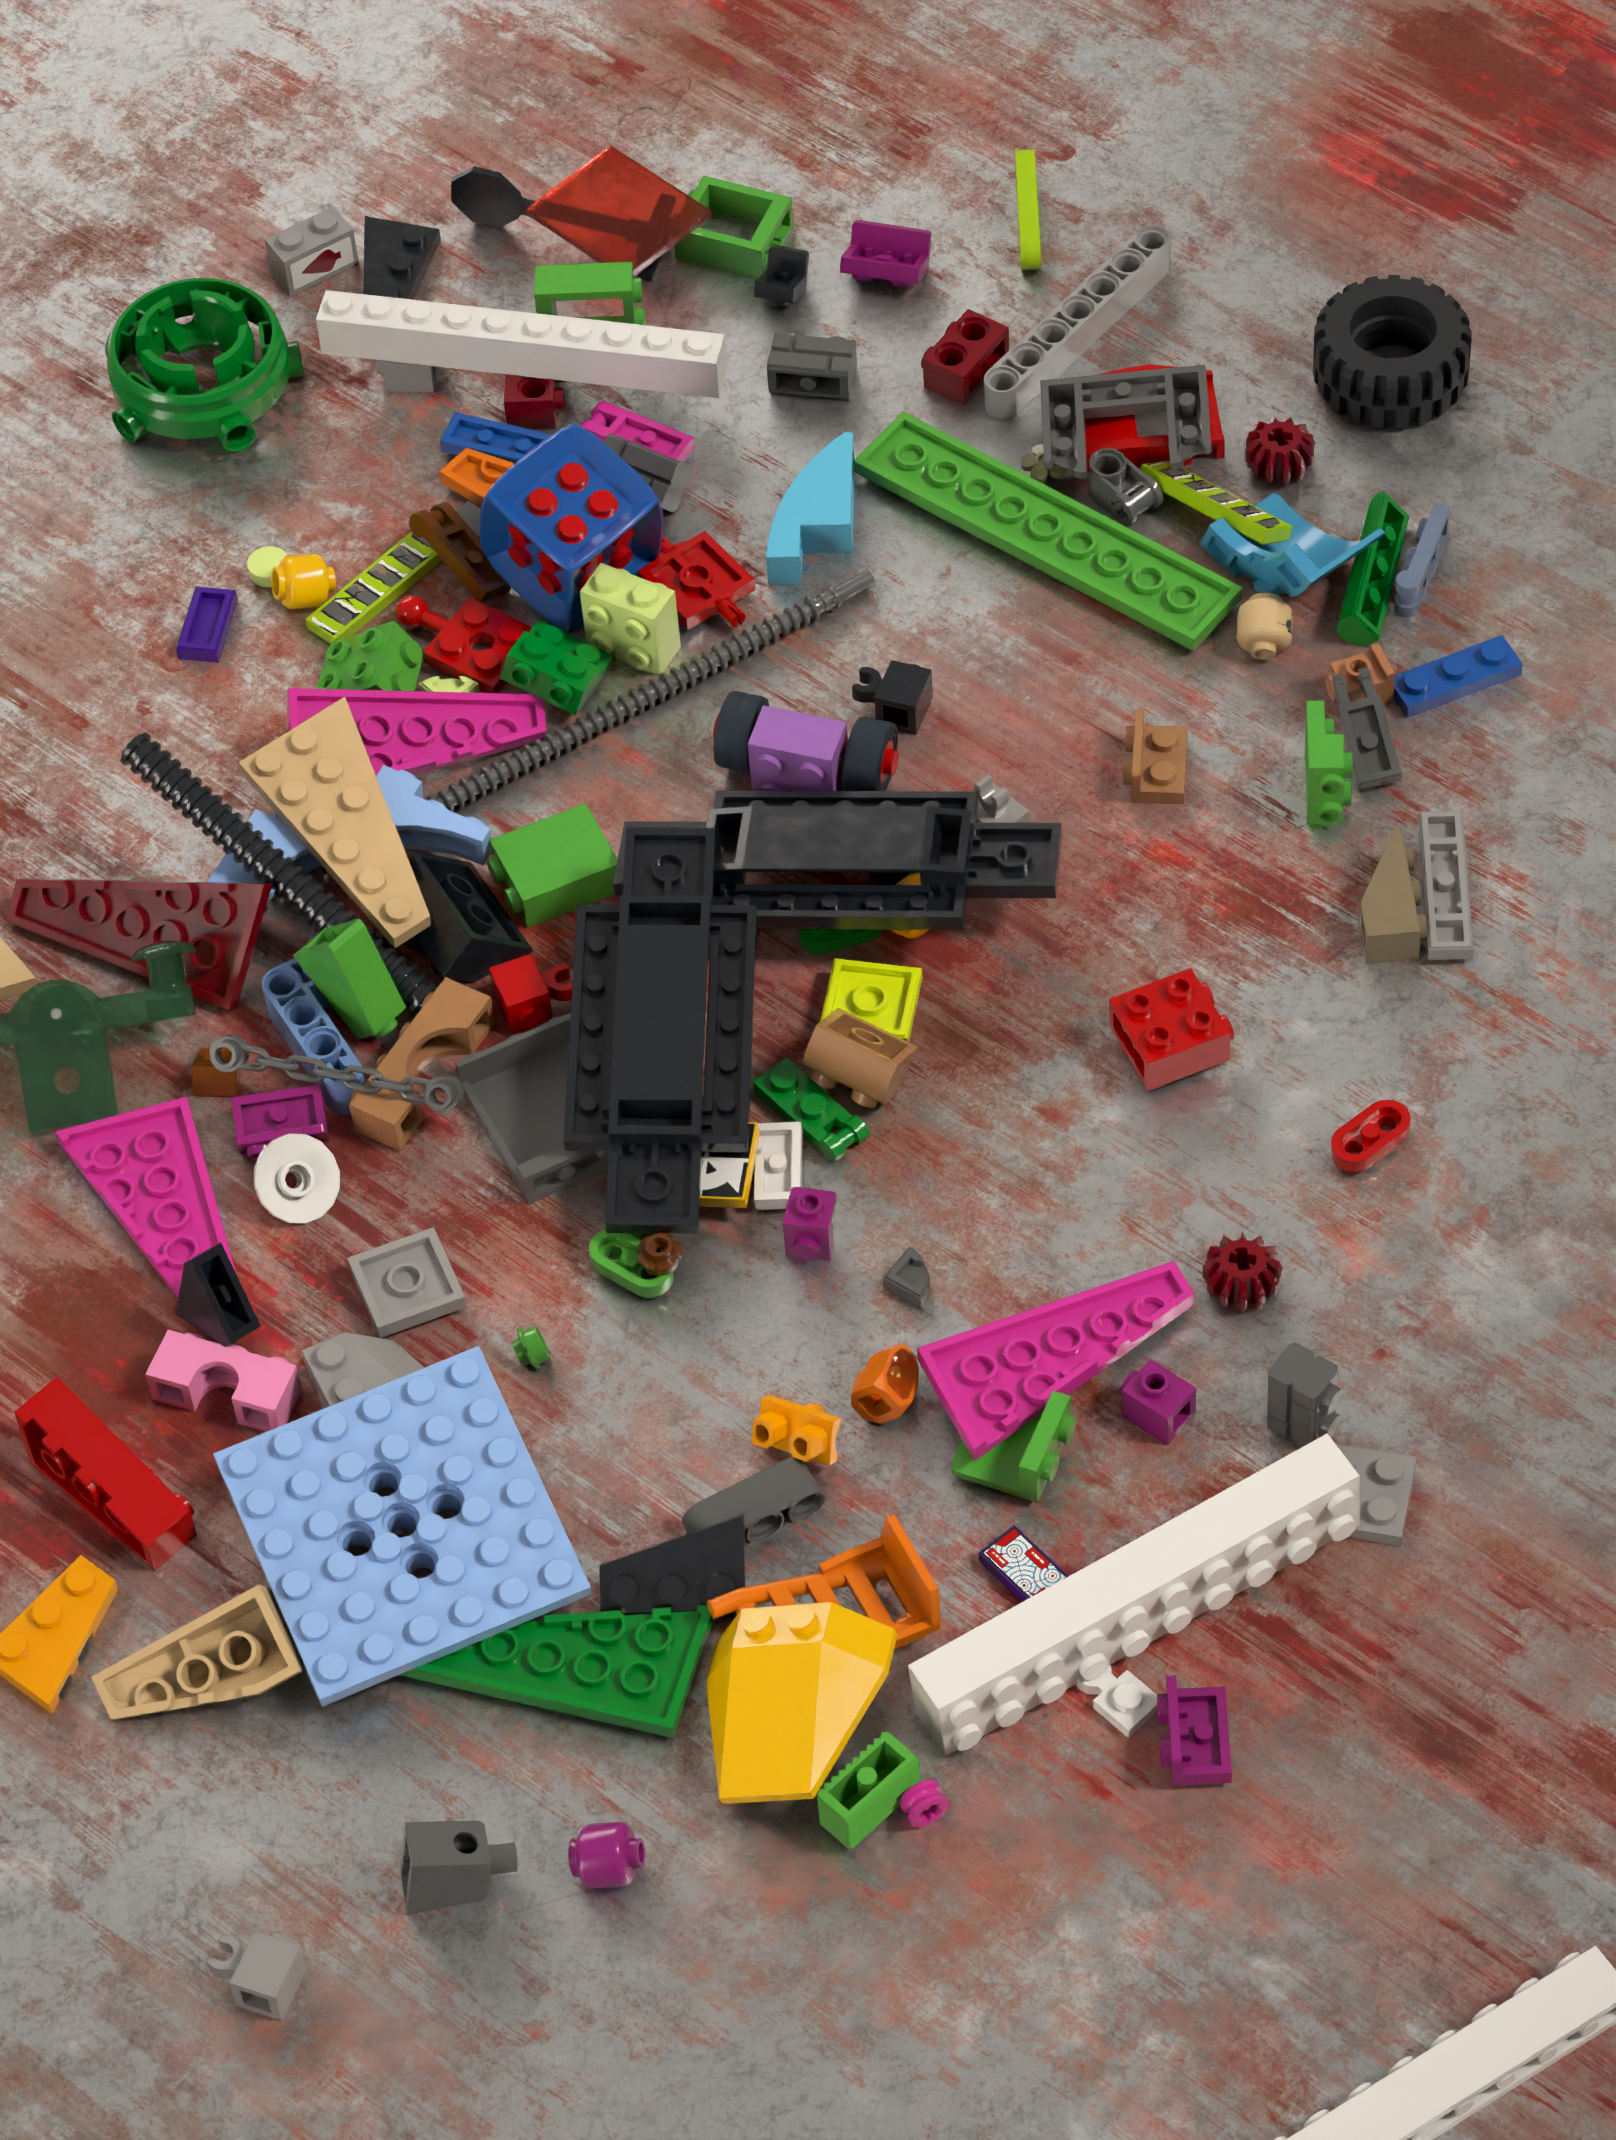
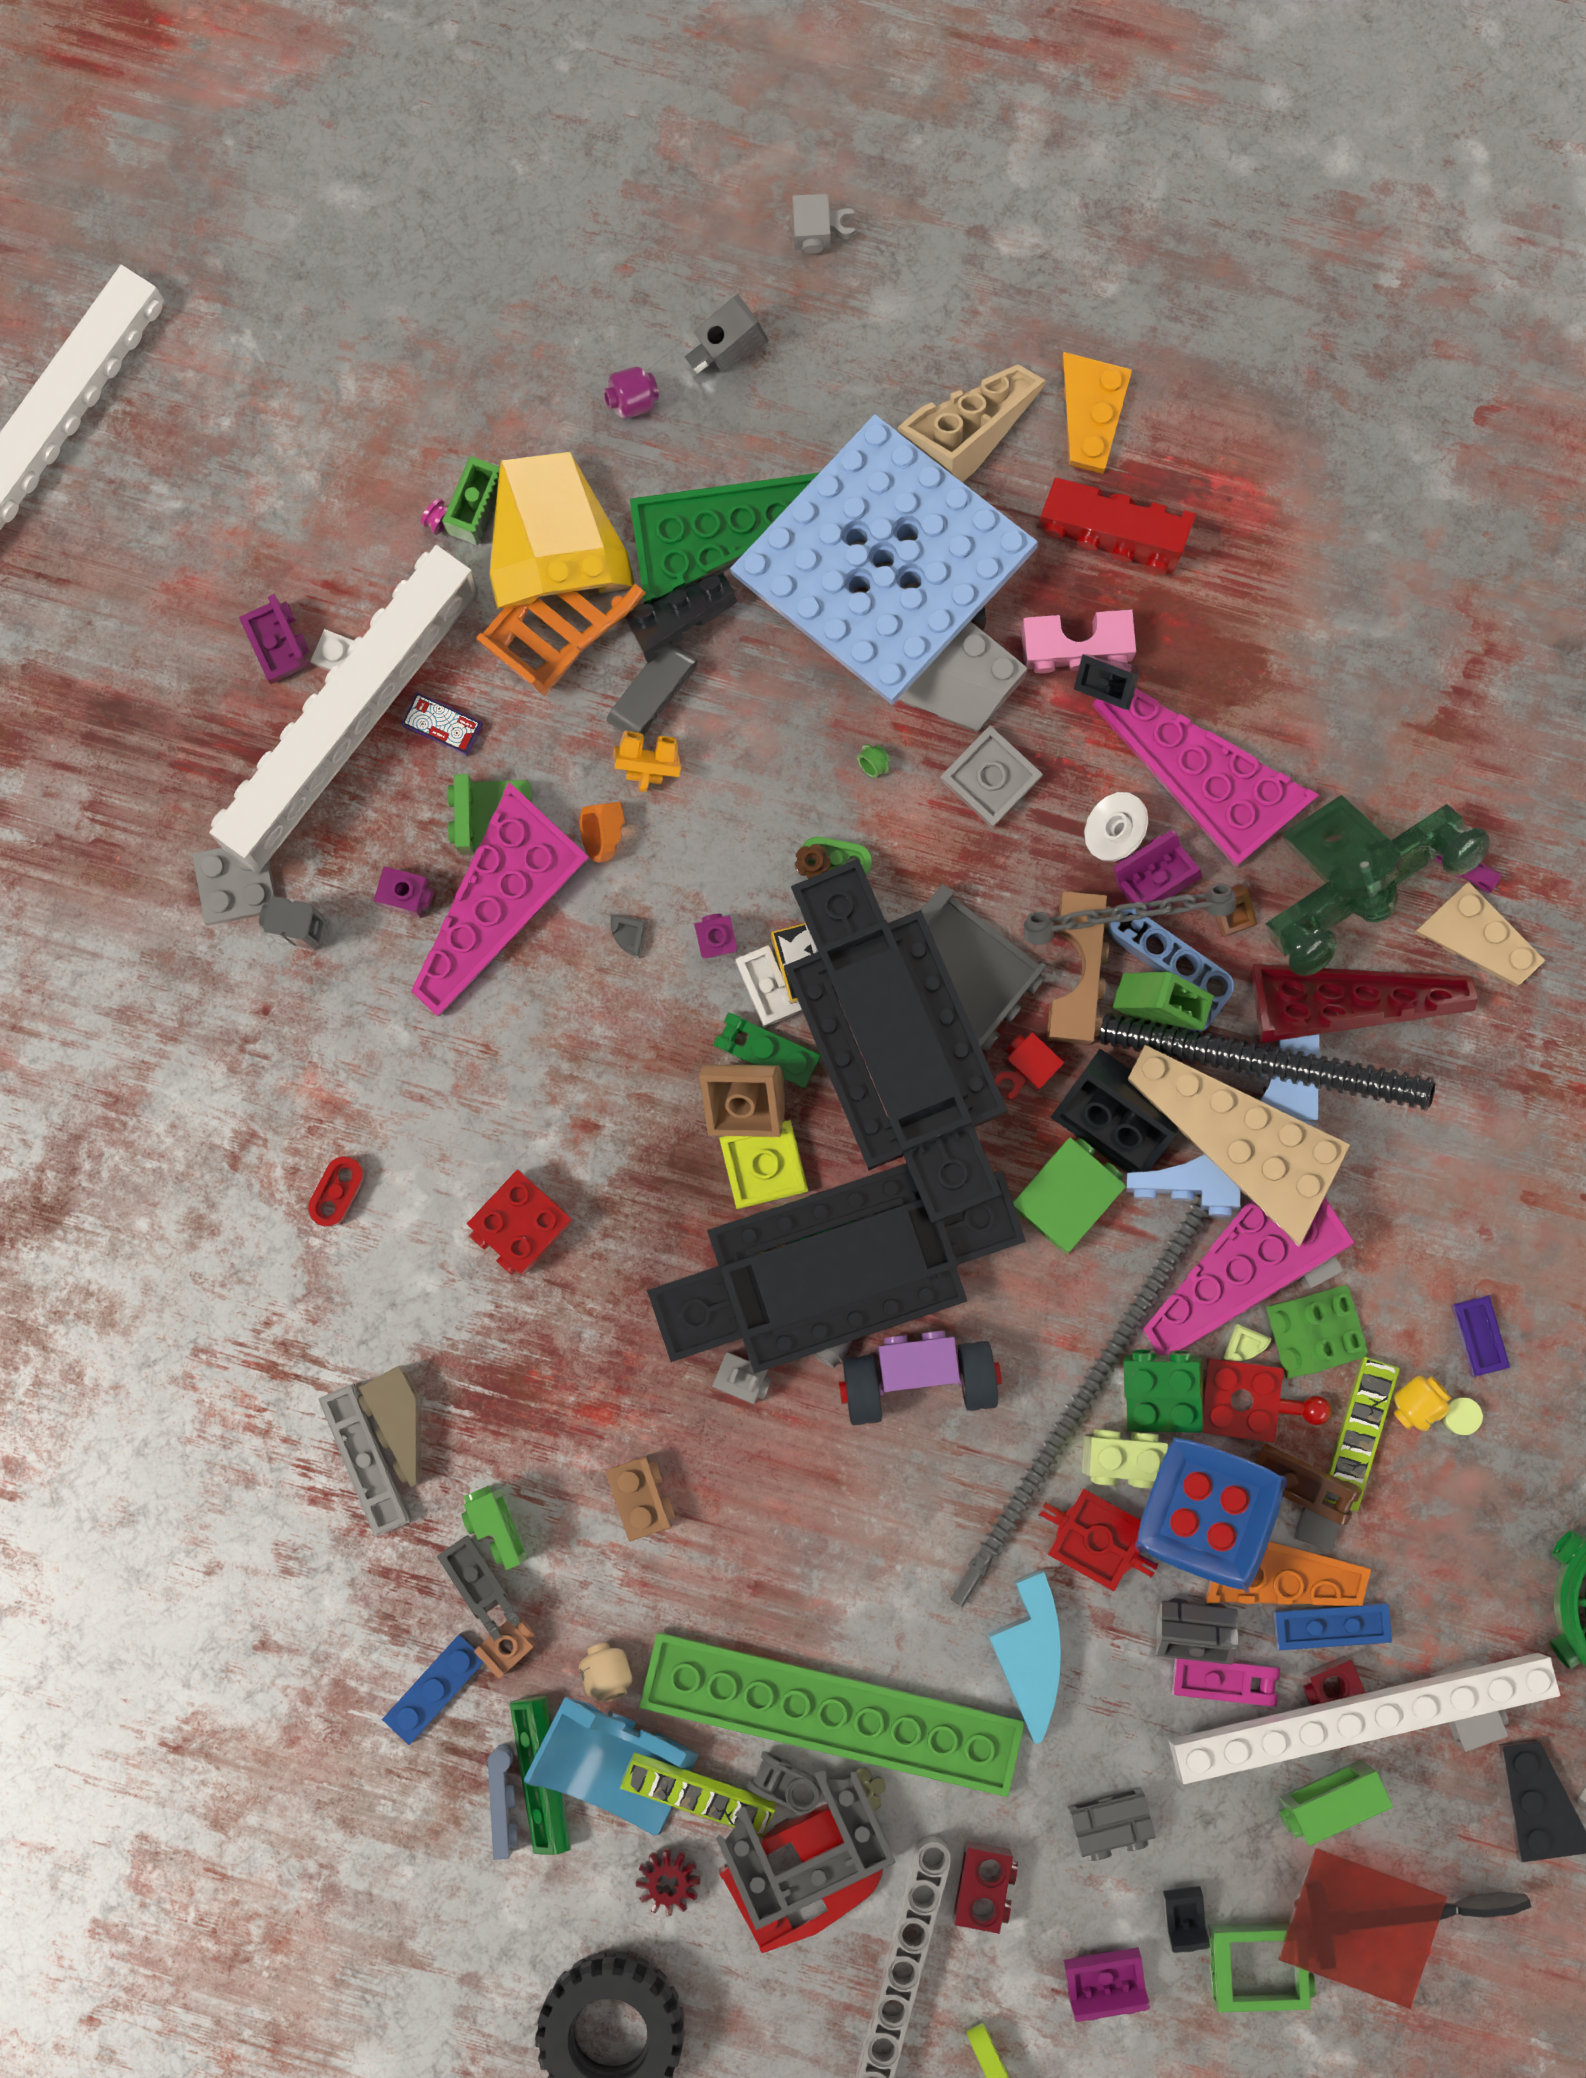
camera: 155 degrees right, 30 degrees up
(898, 697) = (872, 1479): black brick -> none
(1242, 1272) = (377, 1040): dark red gear -> none

